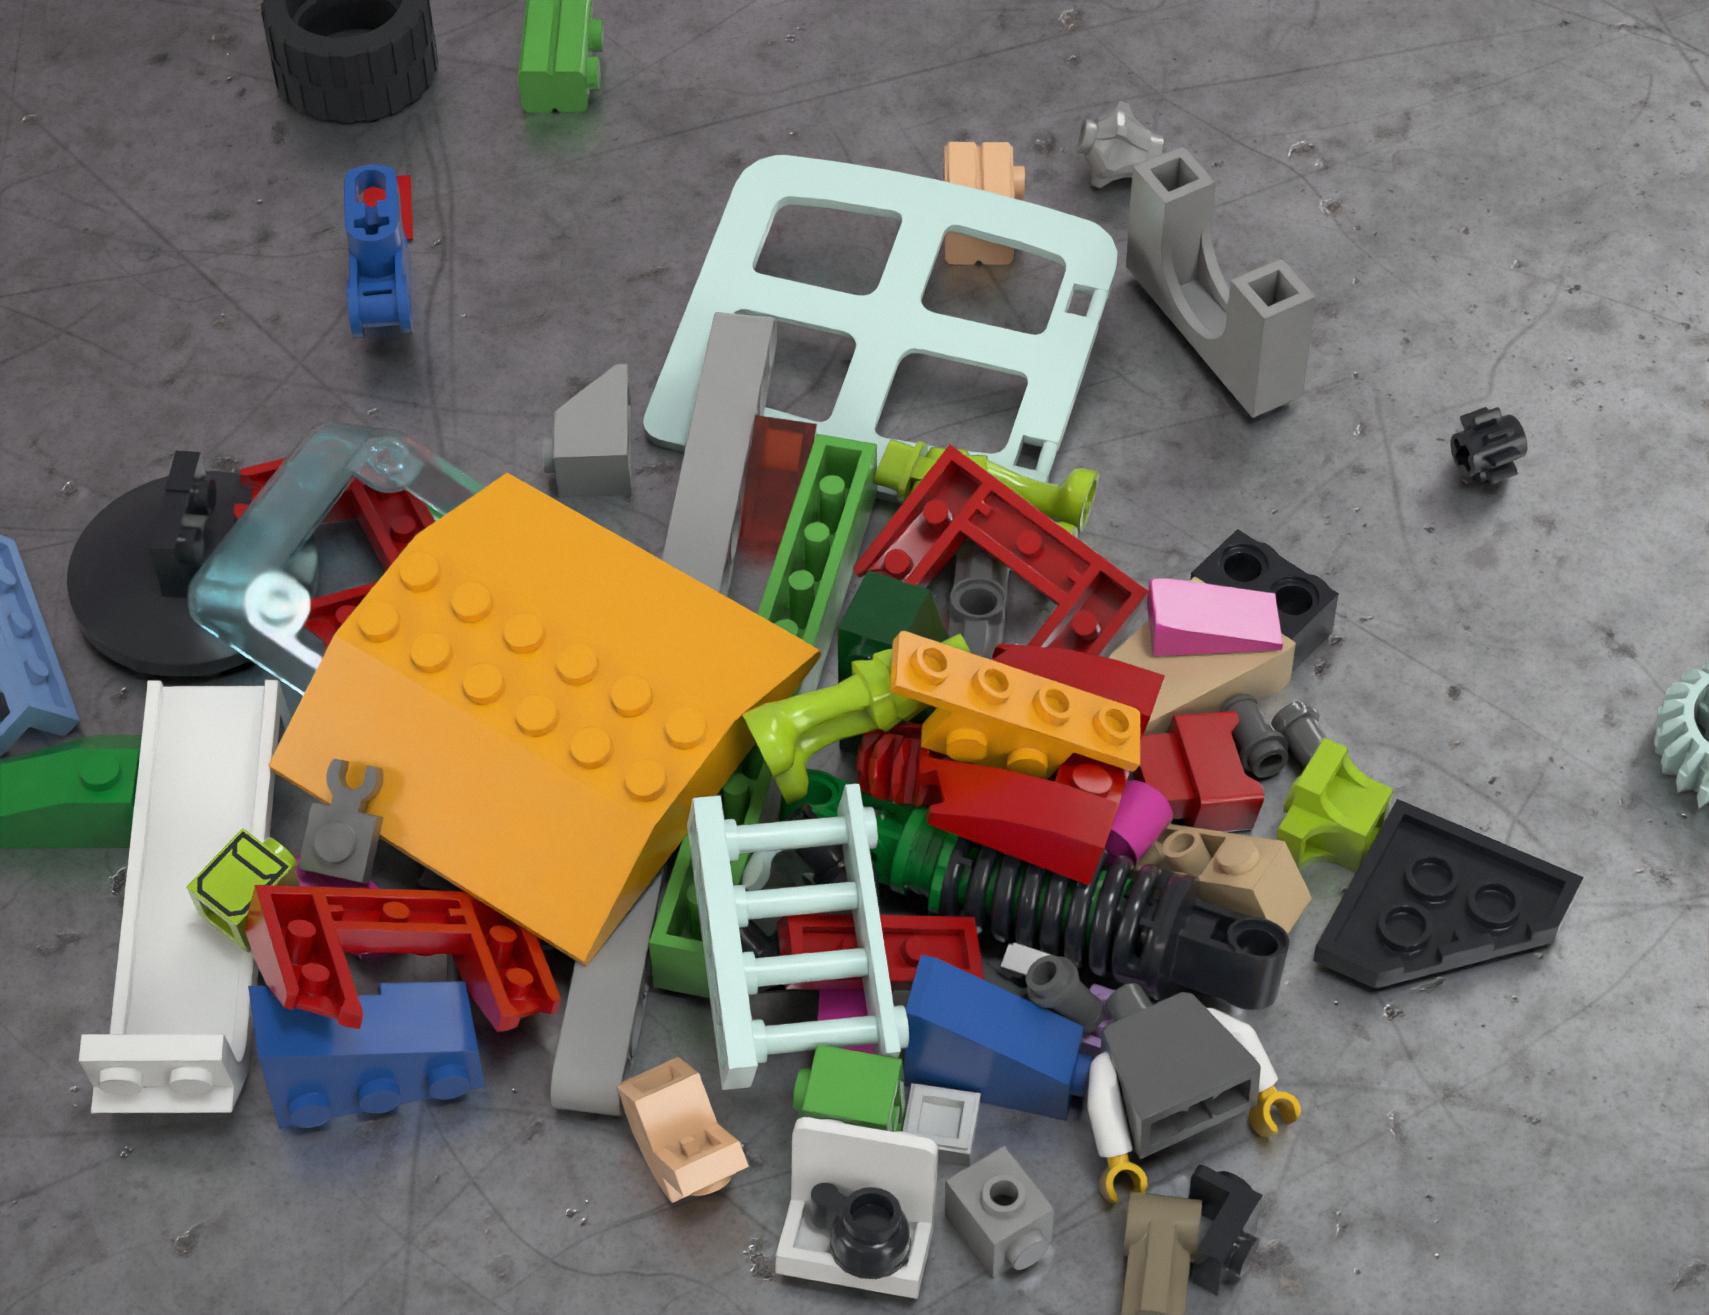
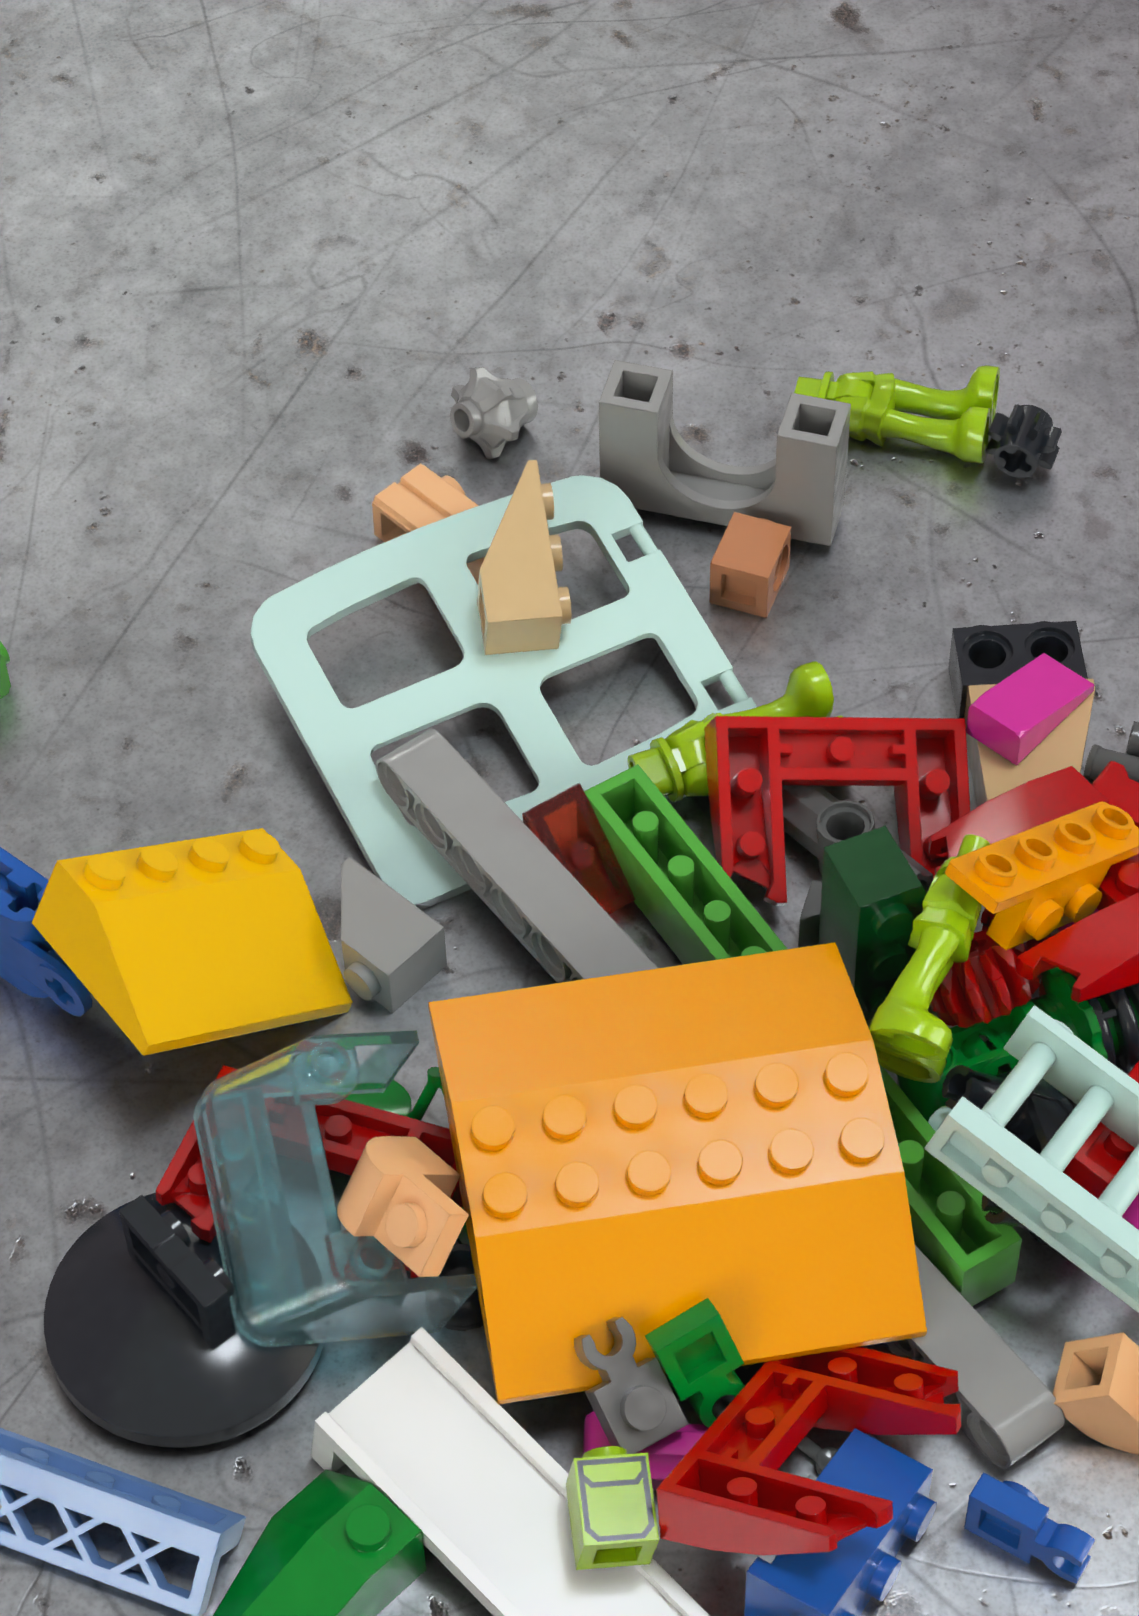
camera: 45 degrees left, 0 degrees up
(329, 575) = (404, 1202): none -> light nougat brick
(405, 837) = (698, 1358): none -> green plate
(454, 336) = (194, 939): none -> yellow slope
(507, 1136) = (1020, 1525): none -> blue plate
(956, 258) = (517, 580): none -> tan slope
(1166, 383) = (750, 564): none -> nougat brick
(1410, 338) = (878, 404): none -> lime piece

